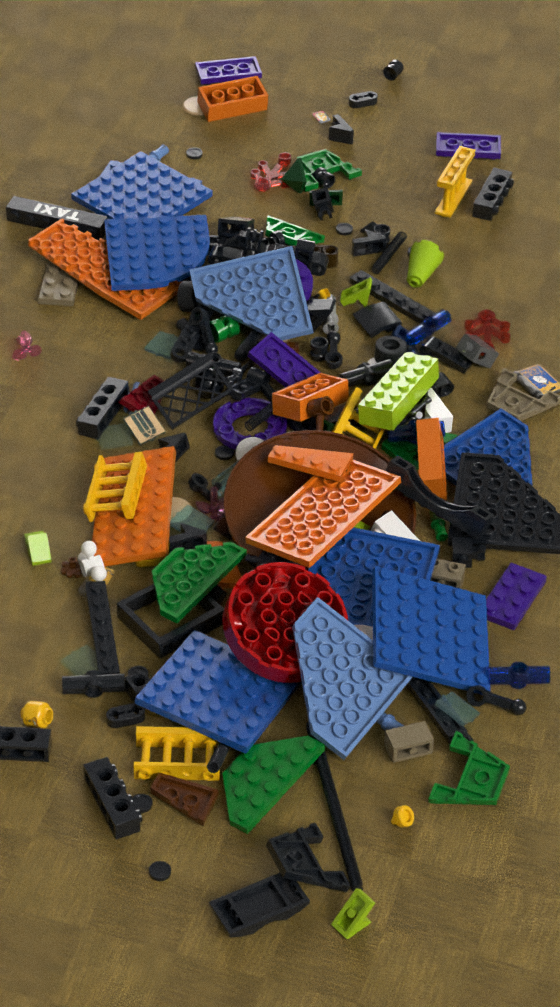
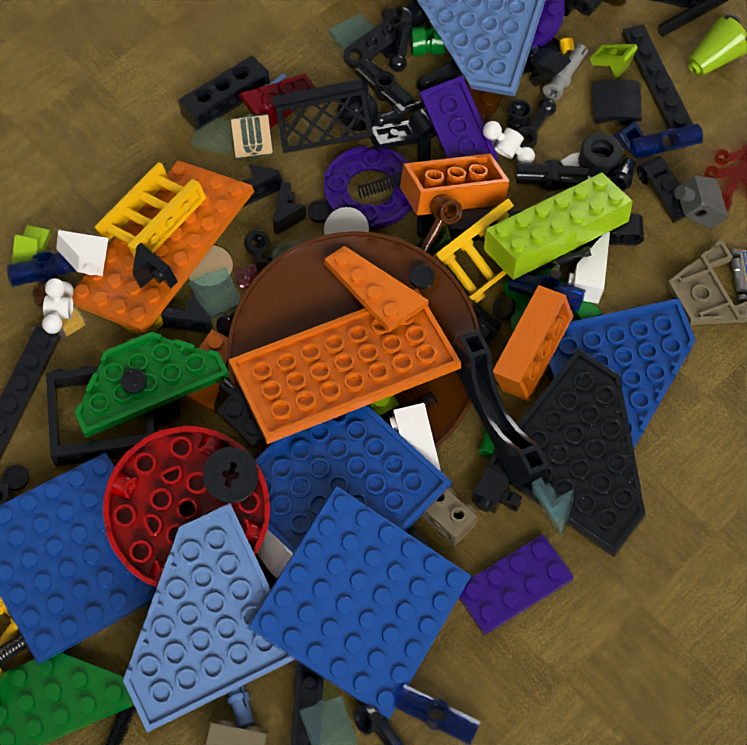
camera: 30 degrees right, 20 degrees up
(60, 549) = (40, 268): none -> clear blue piece
(87, 525) = (83, 251): none -> white slope
(149, 509) = (150, 266): none -> black slope
(187, 577) = (133, 381): none -> black piece
(203, 458) = (287, 211): none -> black slope
(217, 533) = (223, 325): none -> black piece
(307, 580) = (221, 462): none -> black piece
(326, 362) = (508, 142): none -> white piece
(336, 445) = (421, 276): none -> black piece
(393, 452) = (504, 307): none -> black piece
(510, 539) = (558, 509): none -> clear light blue slope

